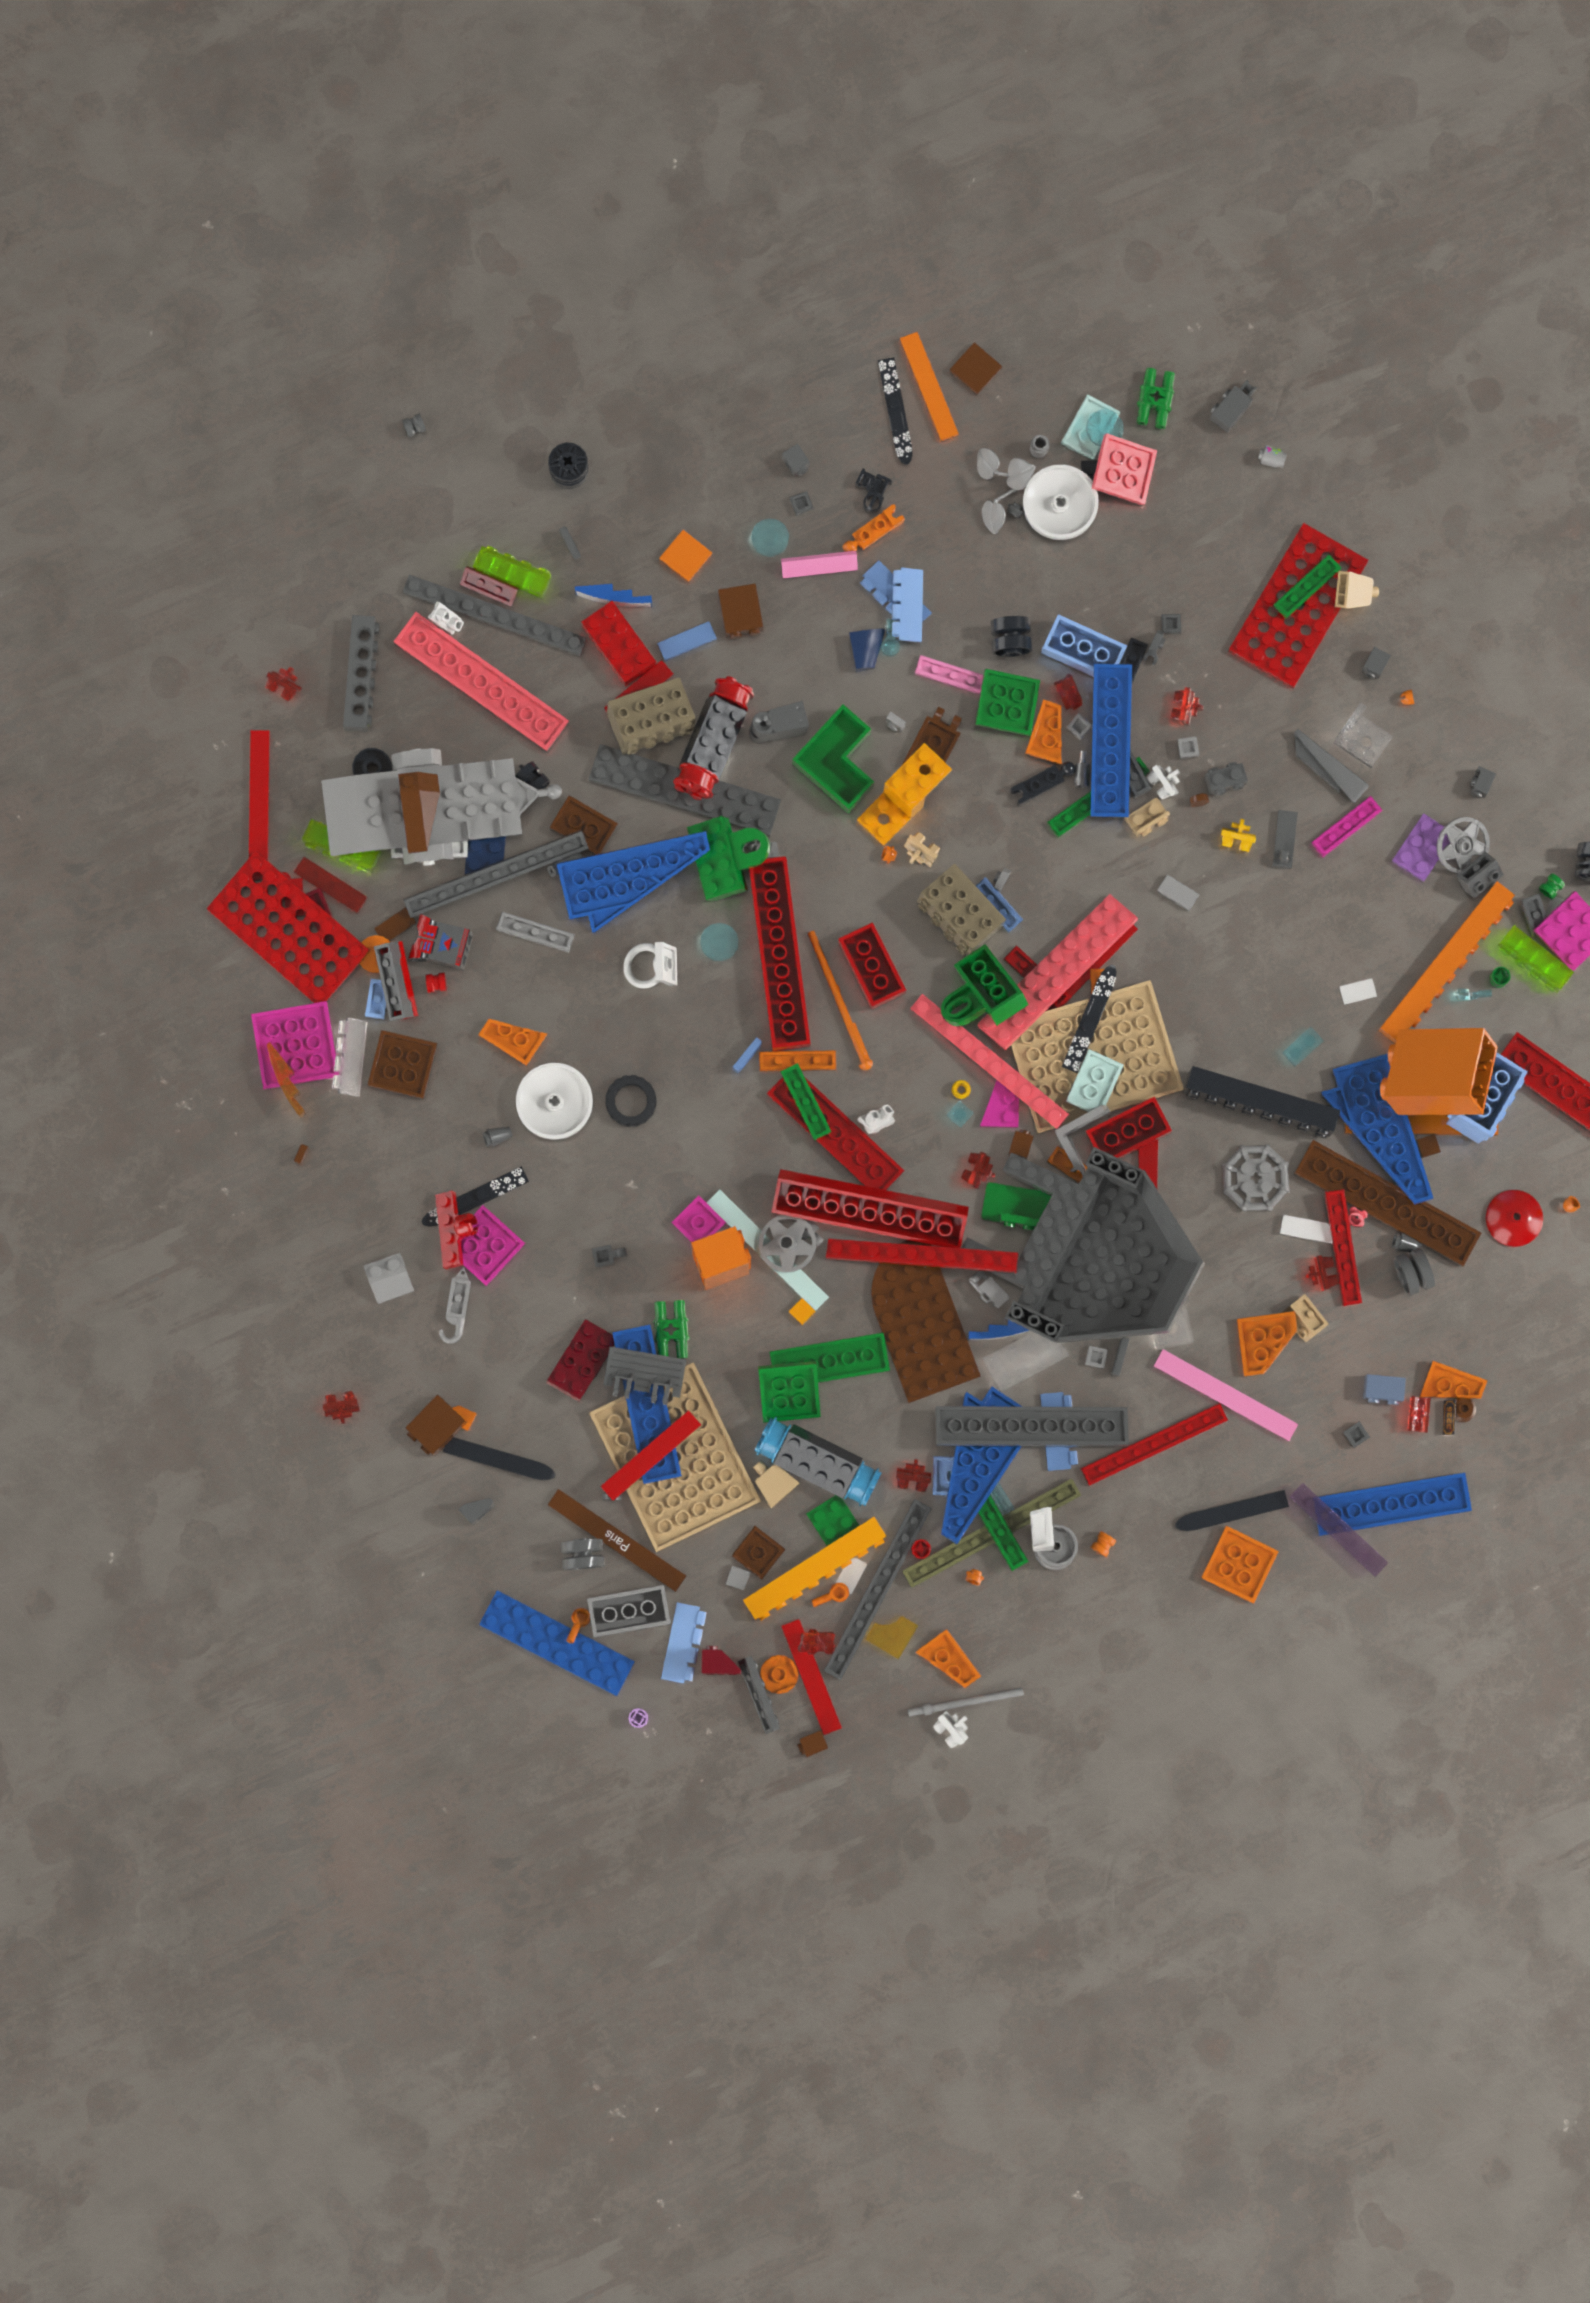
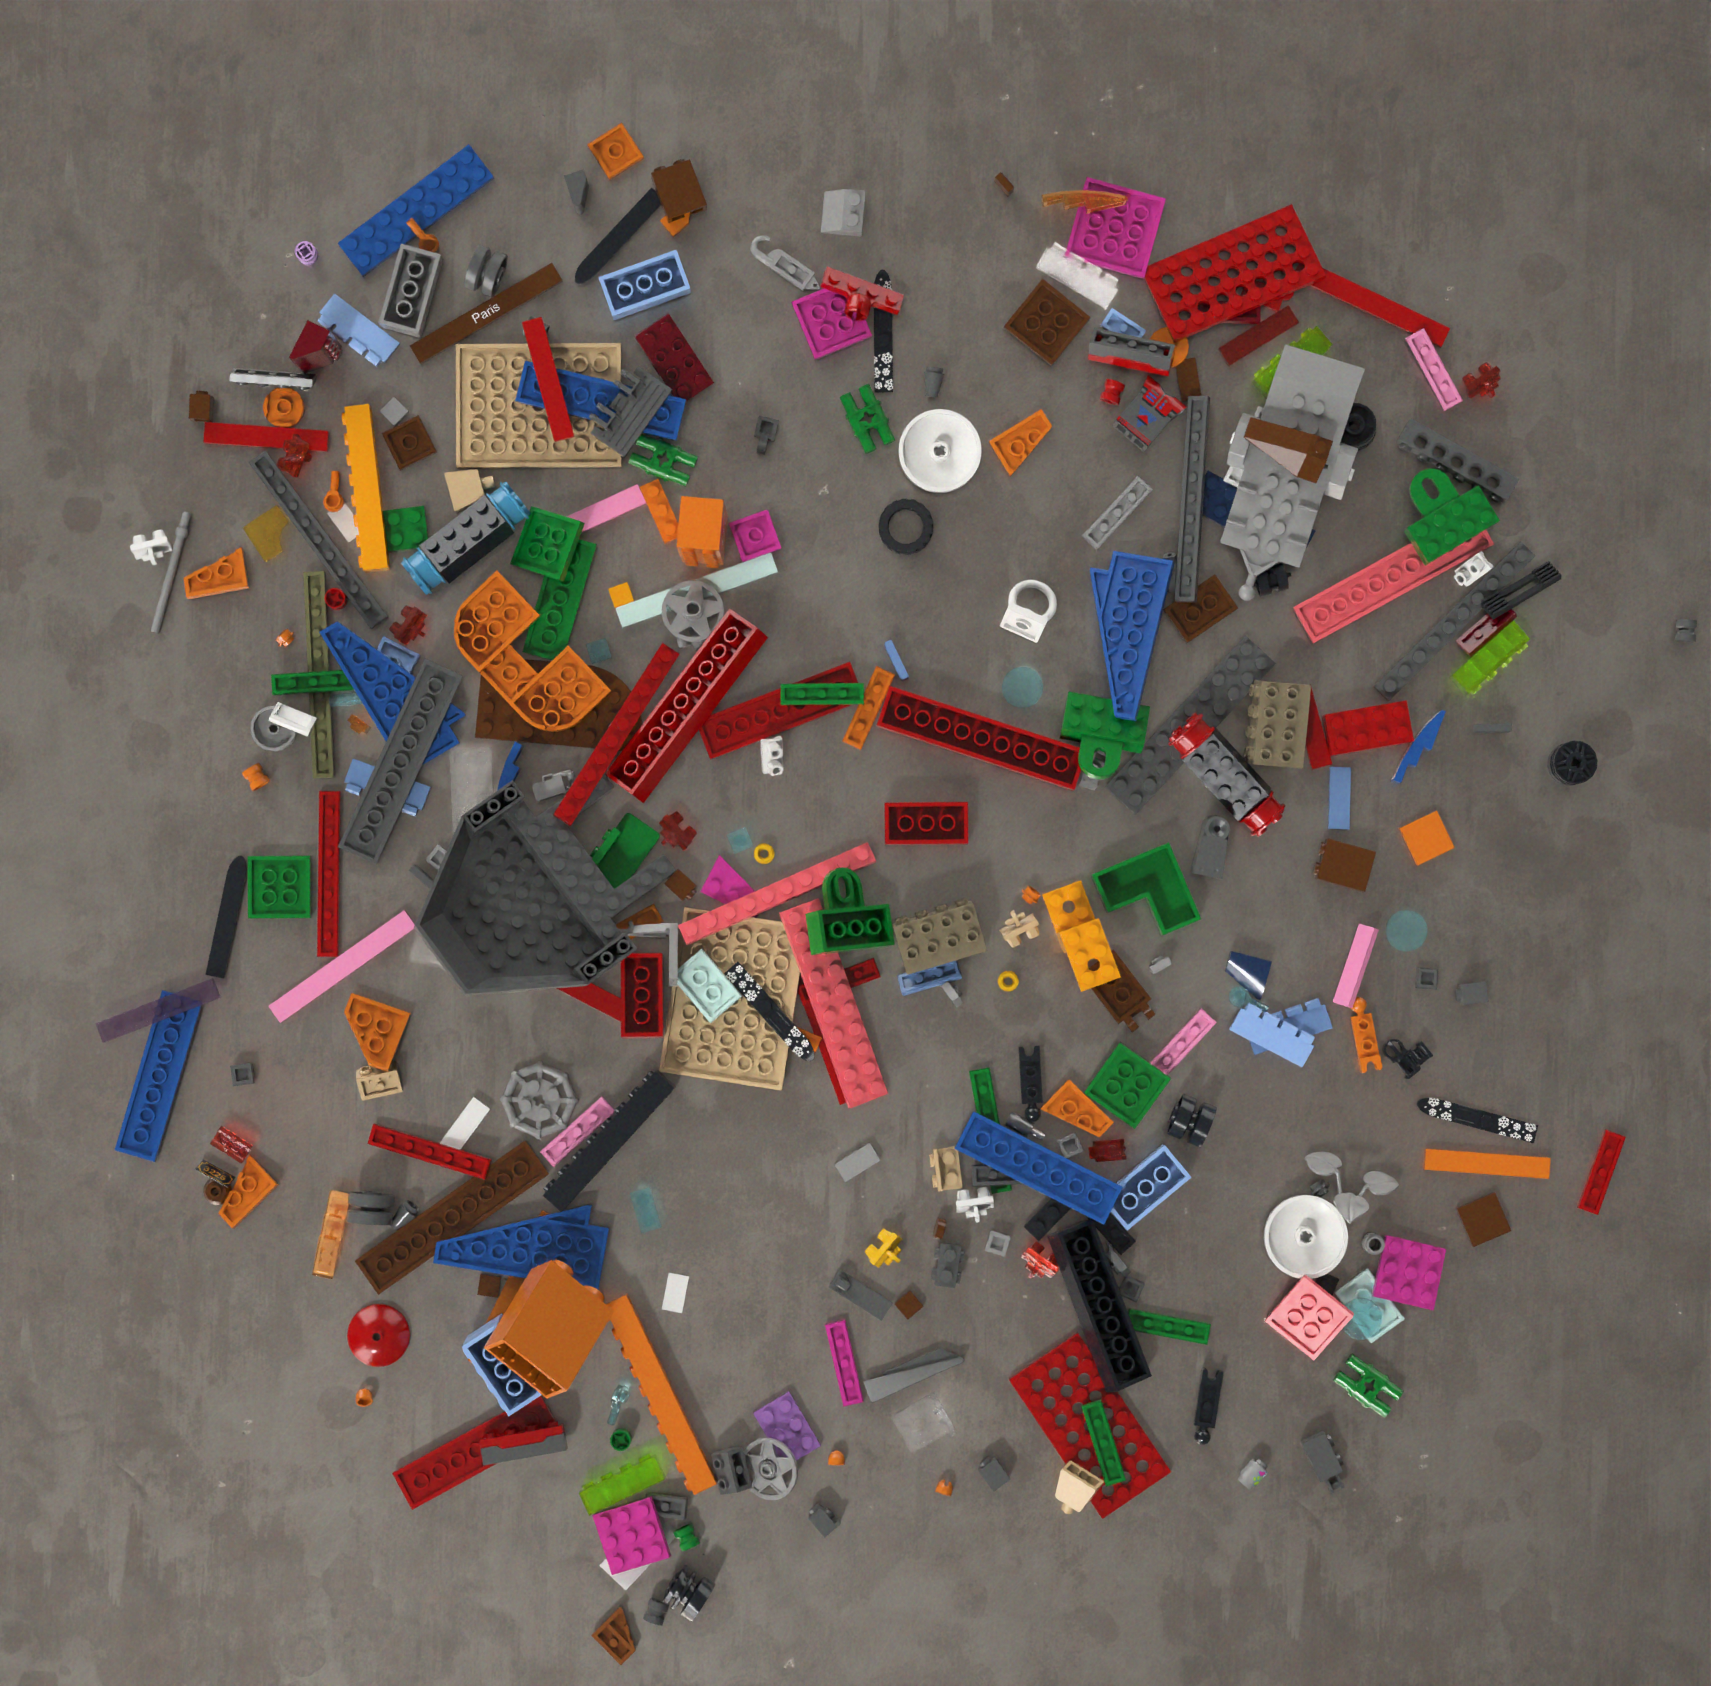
camera: 120 degrees right, 5 degrees up
(291, 727) = (1434, 369): none -> bright pink tile
(341, 1409) = (738, 109): clear red hips -> none
(414, 656) = (1448, 518): none -> green brick
(421, 559) = (1545, 576): none -> black container
(426, 1497) = (615, 151): none -> orange tile
(530, 1414) = (645, 285): none -> light blue brick
(556, 1186) = (872, 408): none -> green pin
(715, 1311) = (660, 510): none -> orange plate
(733, 1356) = (610, 508): none -> bright pink tile
(851, 1027) = (875, 776): orange bar -> none
(858, 1307) = (598, 651): none -> clear light blue plate
(891, 293) = (1601, 1172): none -> red tile
(891, 1406) = (547, 699): none -> orange plate
(971, 834) = (1013, 985): none -> yellow plate
(1018, 1478) = (358, 725): none -> clear orange plate
(1048, 407) = (1409, 1272): none -> dark pink plate
(1148, 718) = (1046, 1218): none -> black plate
(1185, 1480) = (279, 887): none -> green plate
(1187, 580) = (1169, 1326): none -> green tile
(1198, 640) = (1099, 1306): none -> black brick
(1234, 519) = (1207, 1405): none -> black plate
(1239, 1564) = (172, 899): orange plate -> none
(1266, 1133) = (577, 1131): none -> bright pink tile
(1273, 796) = (908, 1304): none -> reddish brown tile
(1325, 1281) = (404, 1119): clear red hips -> none
(1357, 1222) = (453, 1180): coral plate -> none
(1384, 1388) = (273, 1123): sand blue brick -> none
(1427, 795) = (836, 1458): none -> orange hinge
(1451, 1296) = (331, 1235): none -> clear orange slope
(1543, 1053) = (524, 1443): none -> piece

